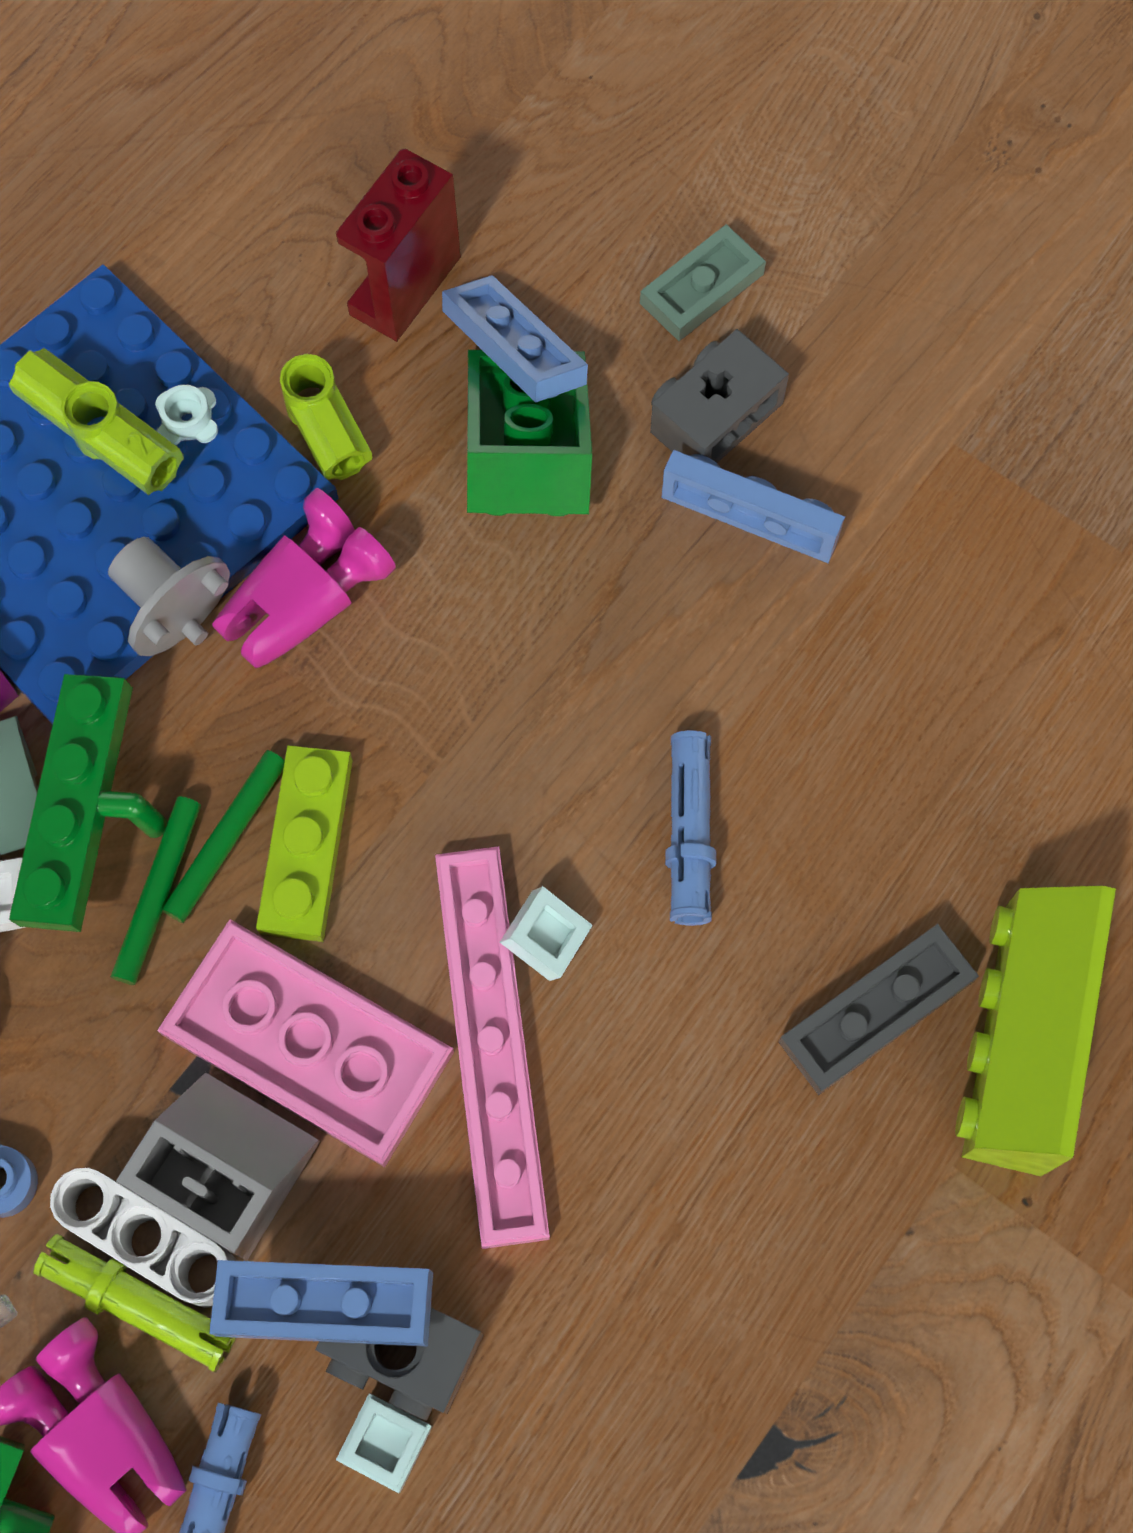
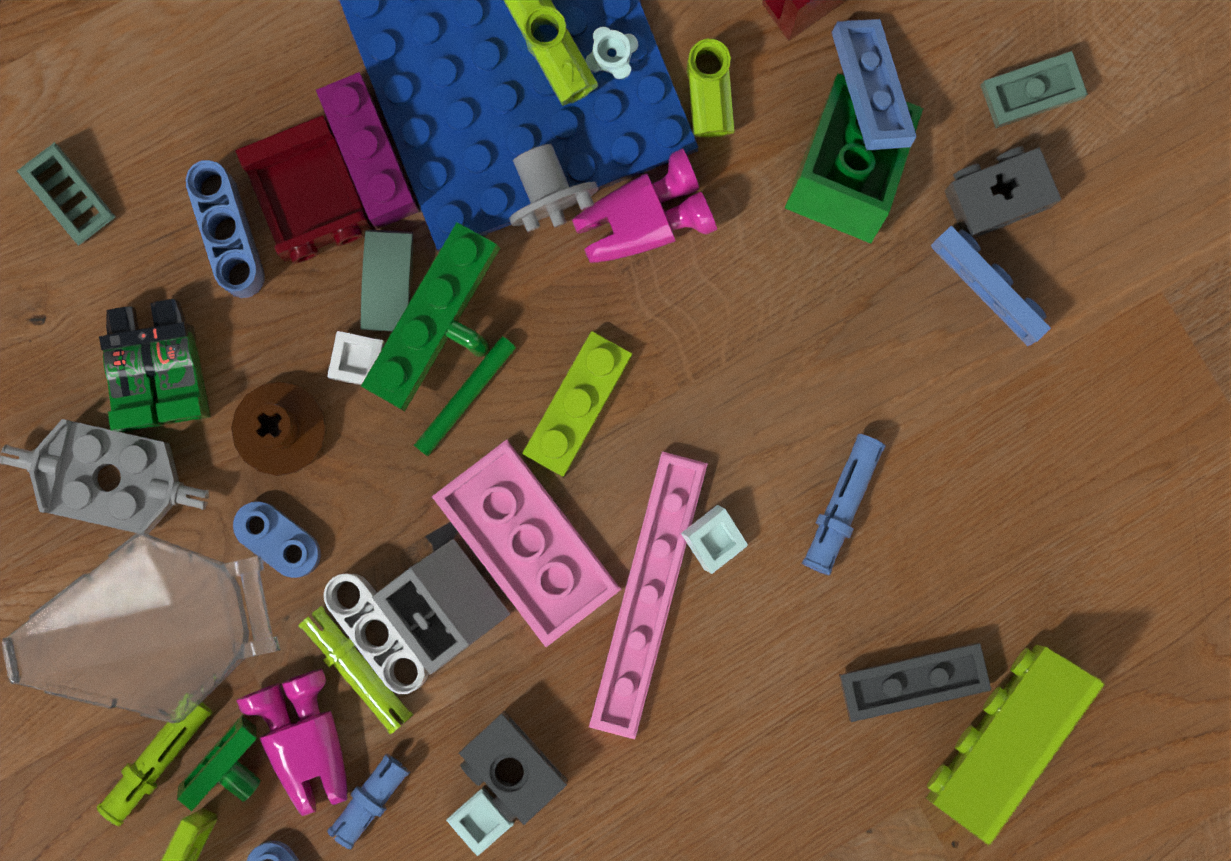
camera: 25 degrees right, 15 degrees up
(224, 836) = (525, 376): green bar -> none
(322, 1303) = (474, 729): medium blue plate -> none

